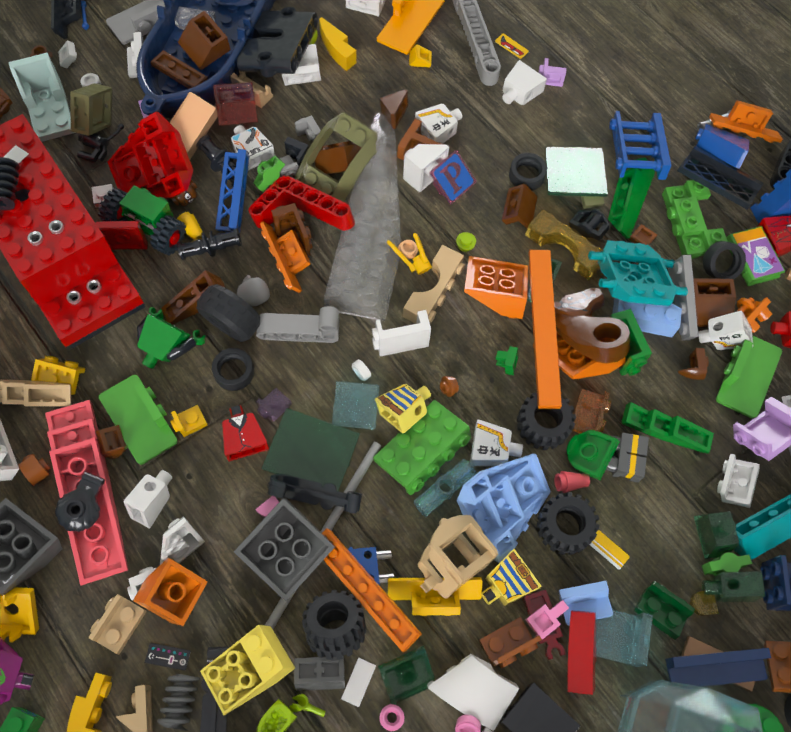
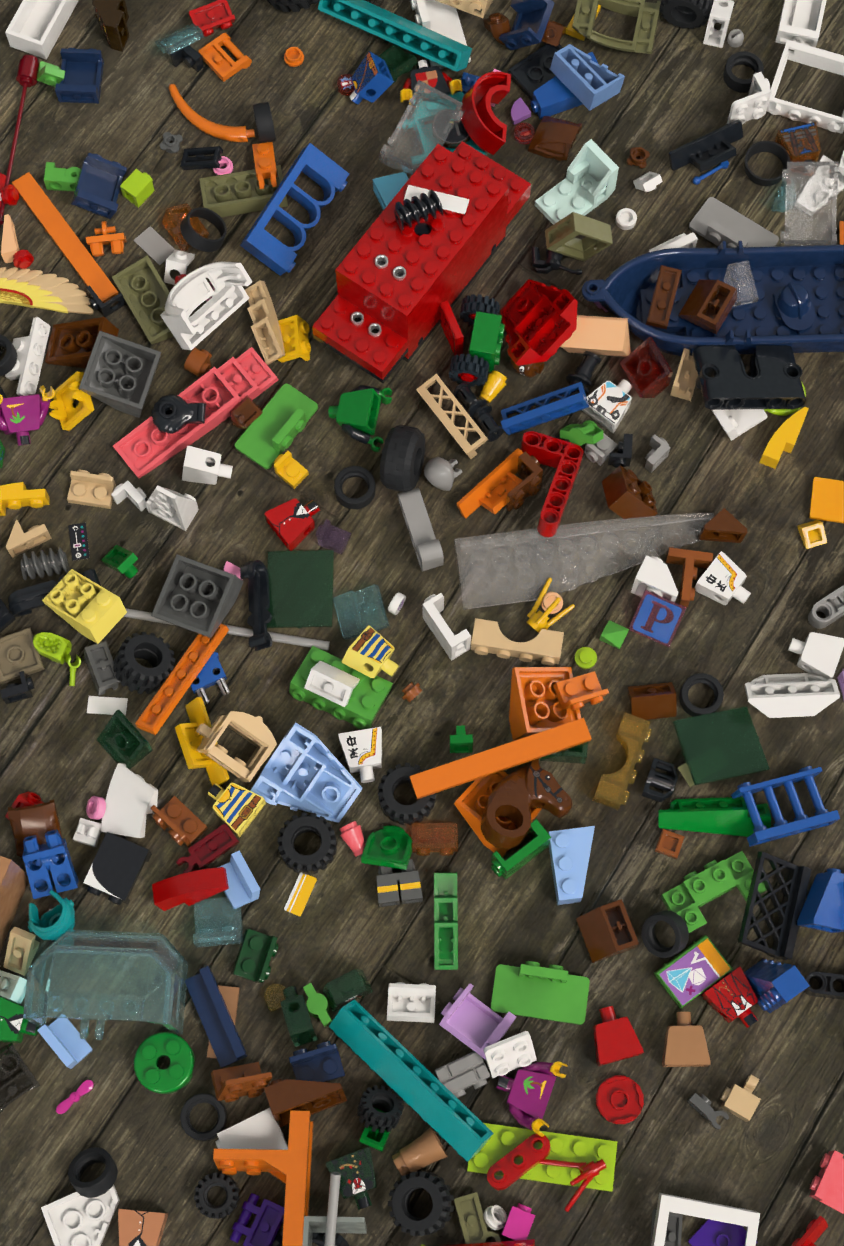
camera: 75 degrees right, 5 degrees up
(99, 192) = (497, 290): white plate -> none
(171, 592) = (126, 518): orange slope -> none
(185, 302) = (404, 414): reddish brown slope -> none
(211, 615) = (121, 561): none -> green tile
(218, 269) = (449, 423): none -> tan fence
(355, 132) = (591, 485): olive wedge -> none
(399, 721) = (83, 736): bright pink plate -> none
(423, 447) = (331, 683): none -> white panel
(434, 496) = (293, 713): clear light blue piece -> none
(452, 215) = (614, 634): none -> bright green slope
(497, 253) = (579, 690): none -> orange bracket
(544, 620) = (207, 845): bright pink plate -> none
(549, 108) = (791, 694): none -> white wedge
(636, 283) = (576, 841): teal piece -> none
(683, 277) = (609, 894): light grey wing -> none
(698, 365) = (531, 936): reddish brown plate -> none
(727, 331) = (572, 946): white torso -> none
(754, 309) = (604, 977): orange hips -> none

